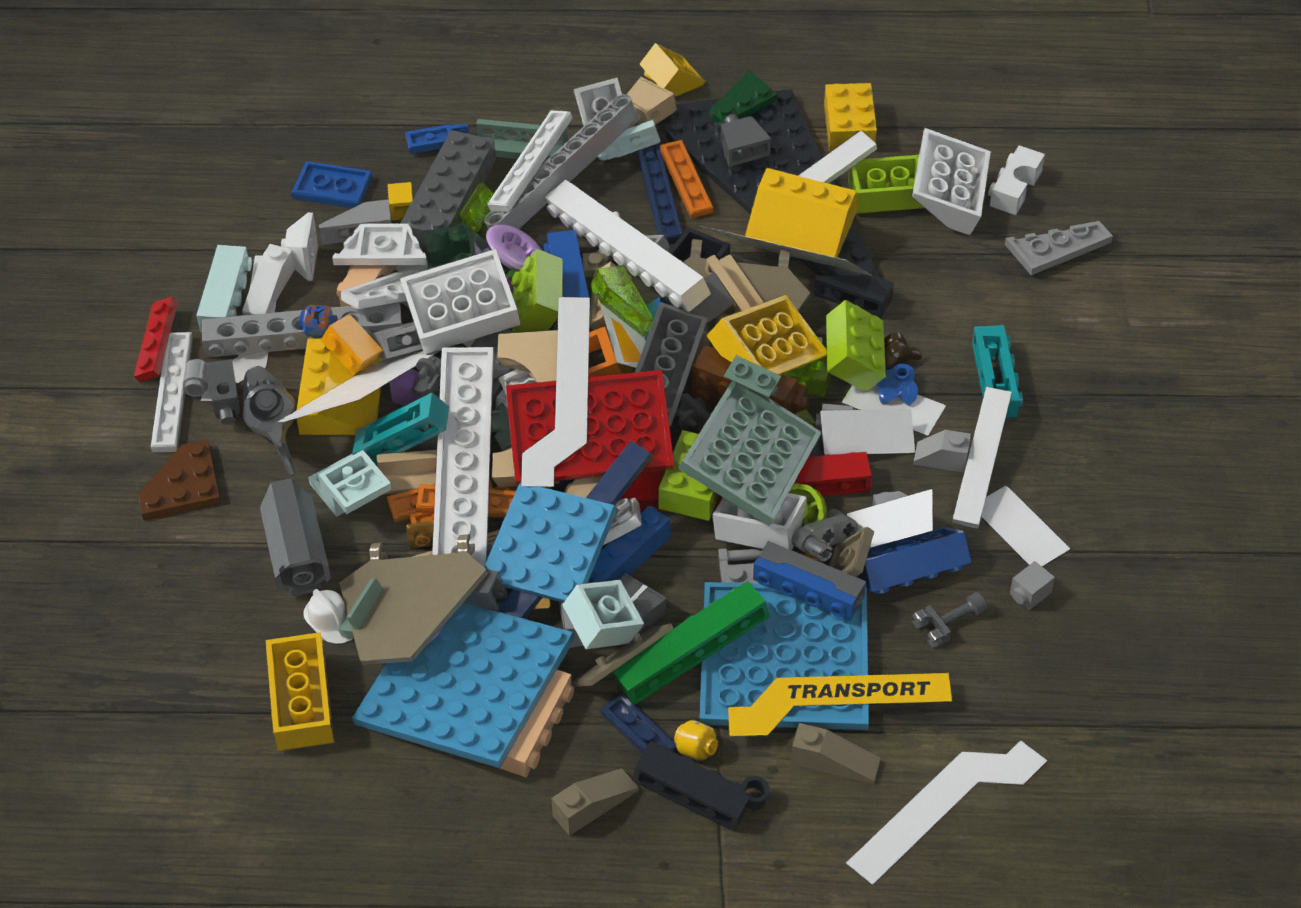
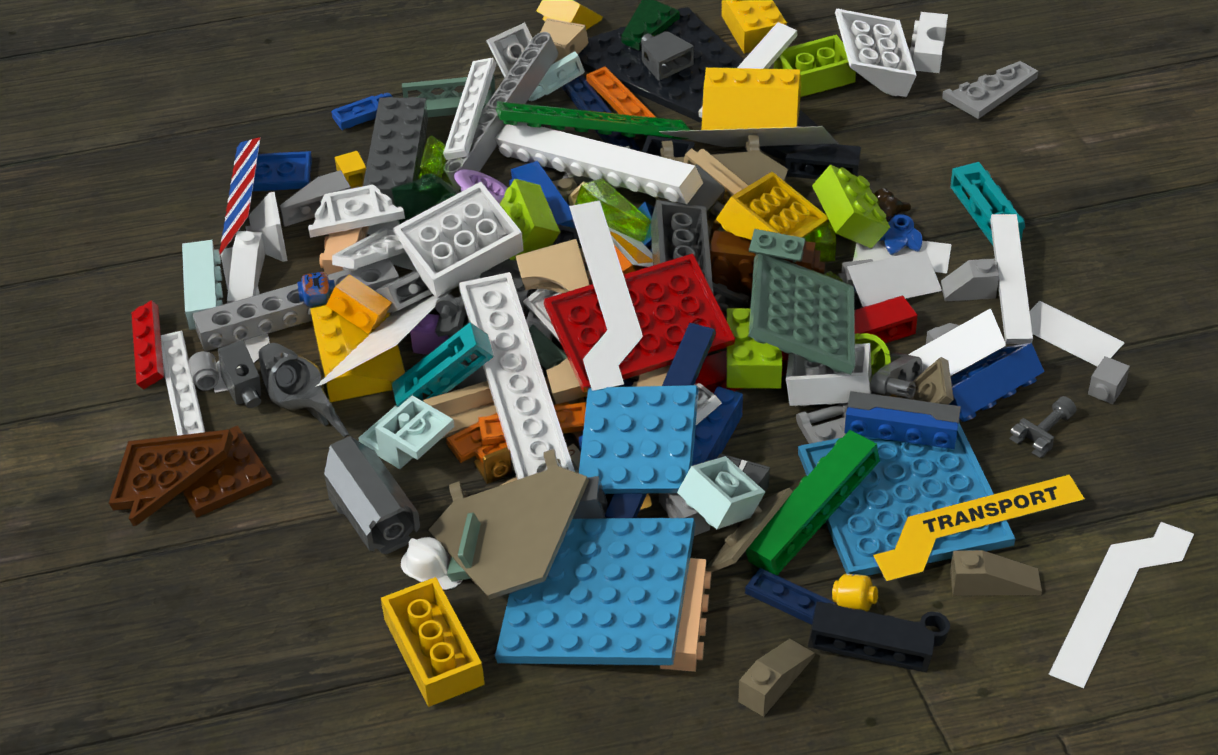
camera: 15 degrees left, 5 degrees down
(127, 466) = (163, 467): none -> reddish brown wing
(288, 201) = (240, 189): none -> sticker
(639, 198) = (584, 120): none -> green plate

